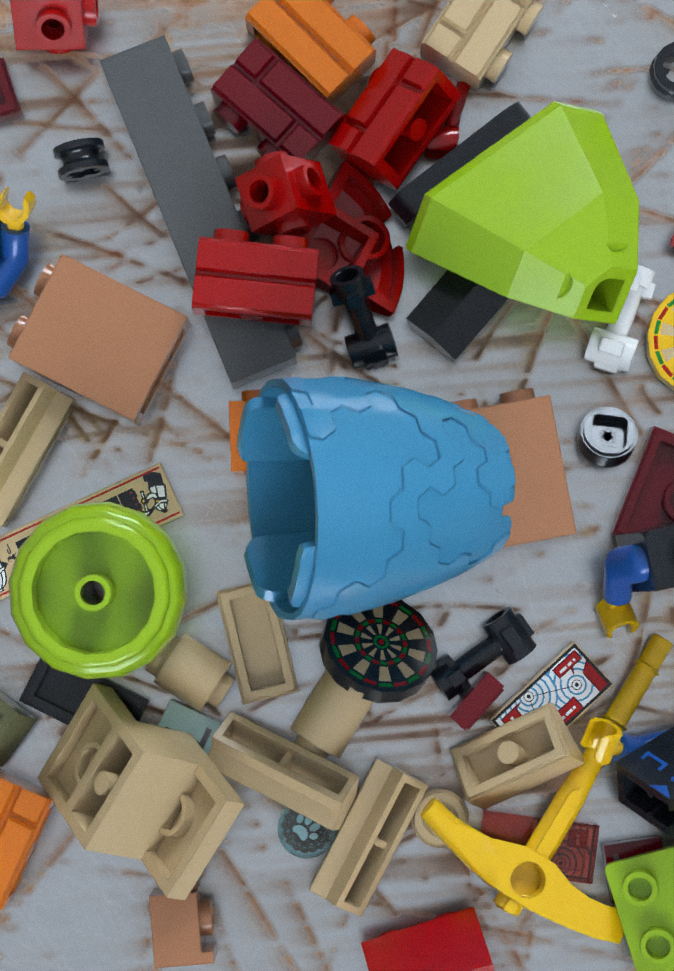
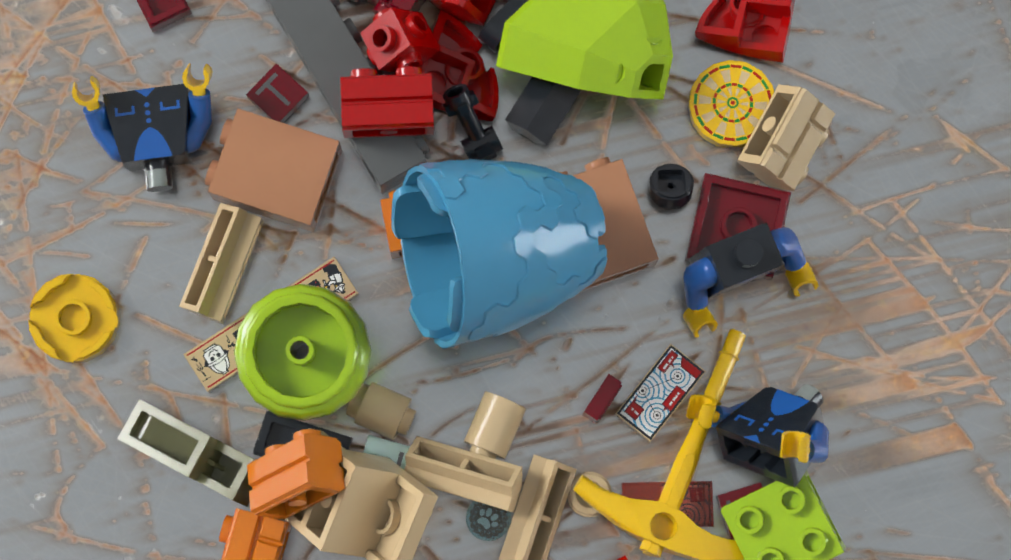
camera: 10 degrees left, 5 degrees down
(67, 745) = (295, 475): none -> orange brick
(81, 159) = (241, 38): black bush -> none
(118, 240) = (277, 94): none -> dark red tile
(256, 645) = (429, 382): tan tile -> none
(380, 651) = (522, 369): black tile -> none
(507, 637) = (618, 348): black bar -> none
(516, 757) = (640, 437): tan slope -> none
(612, 347) = (664, 118): white bar -> none

